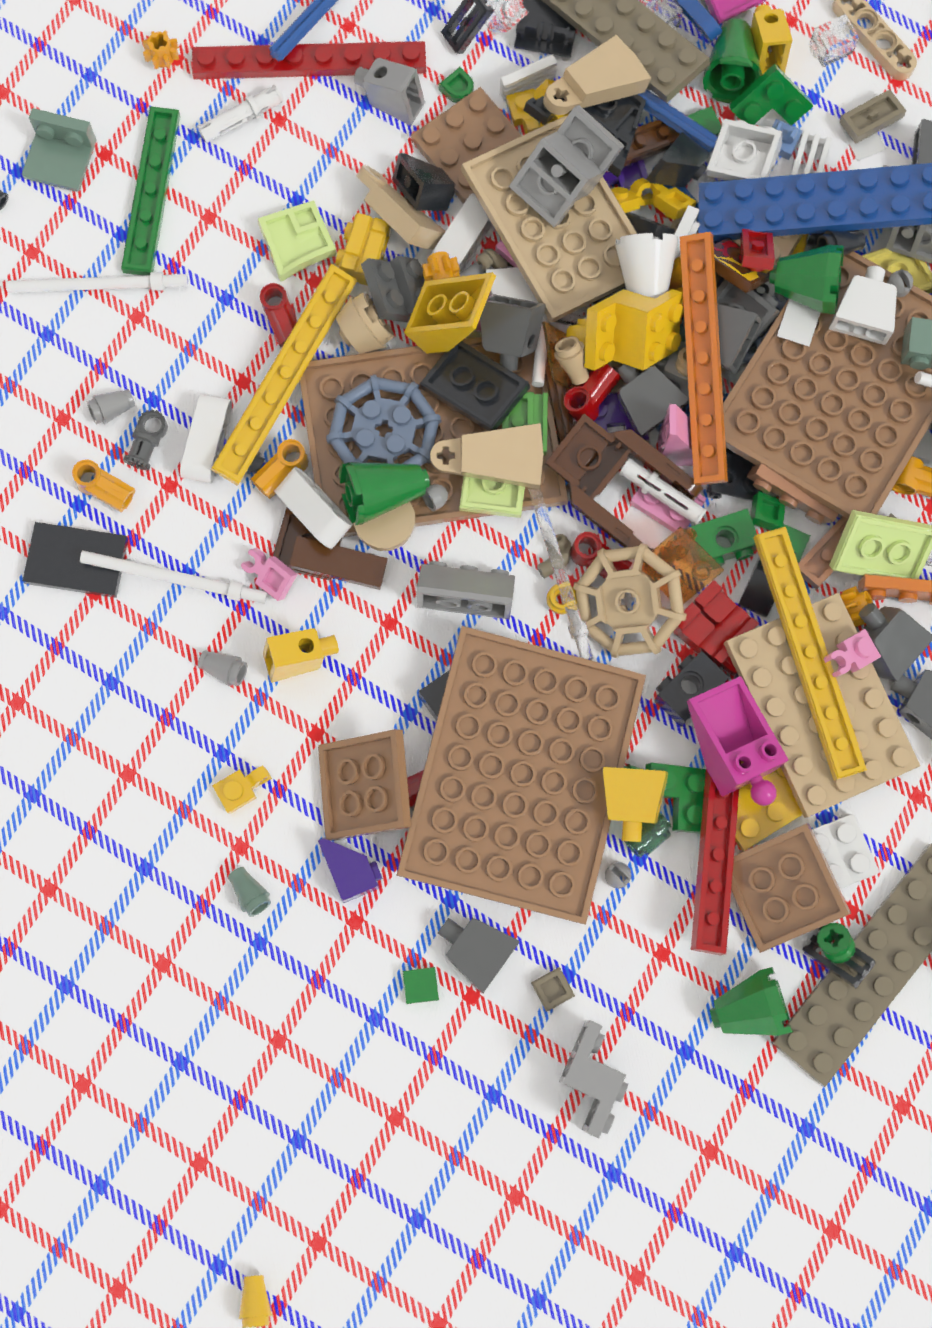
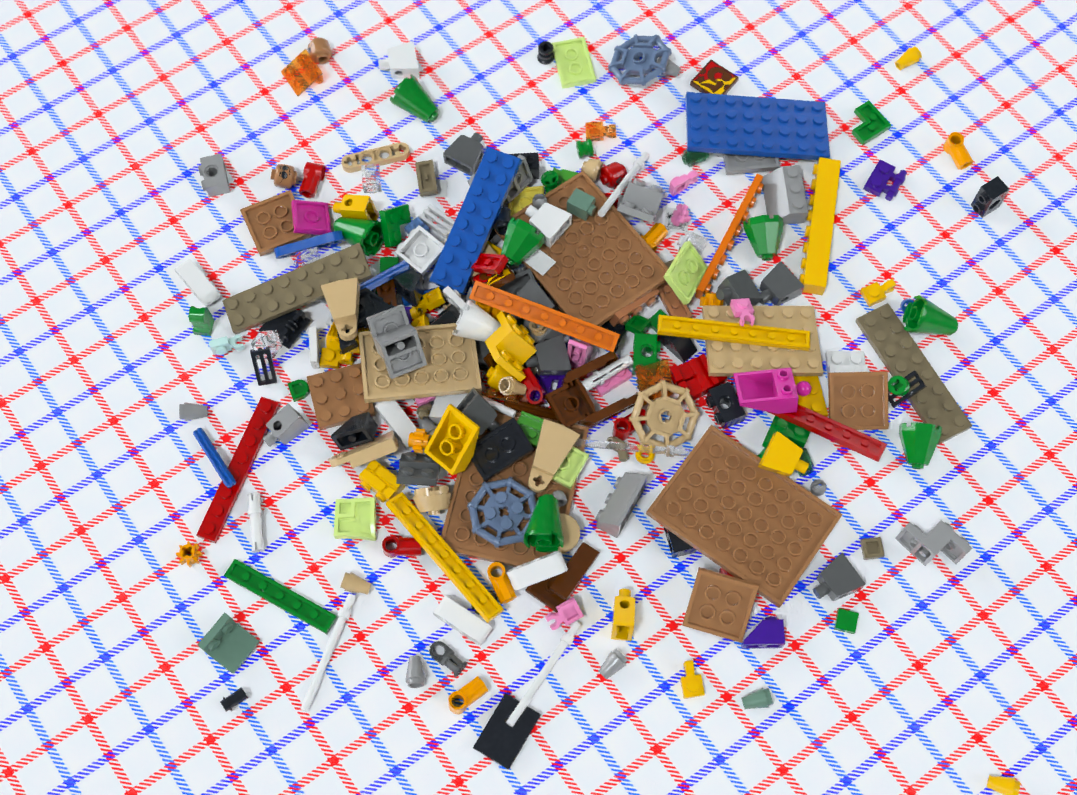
camera: 65 degrees left, 10 degrees down
(203, 275) = (354, 583): none -> tan cone

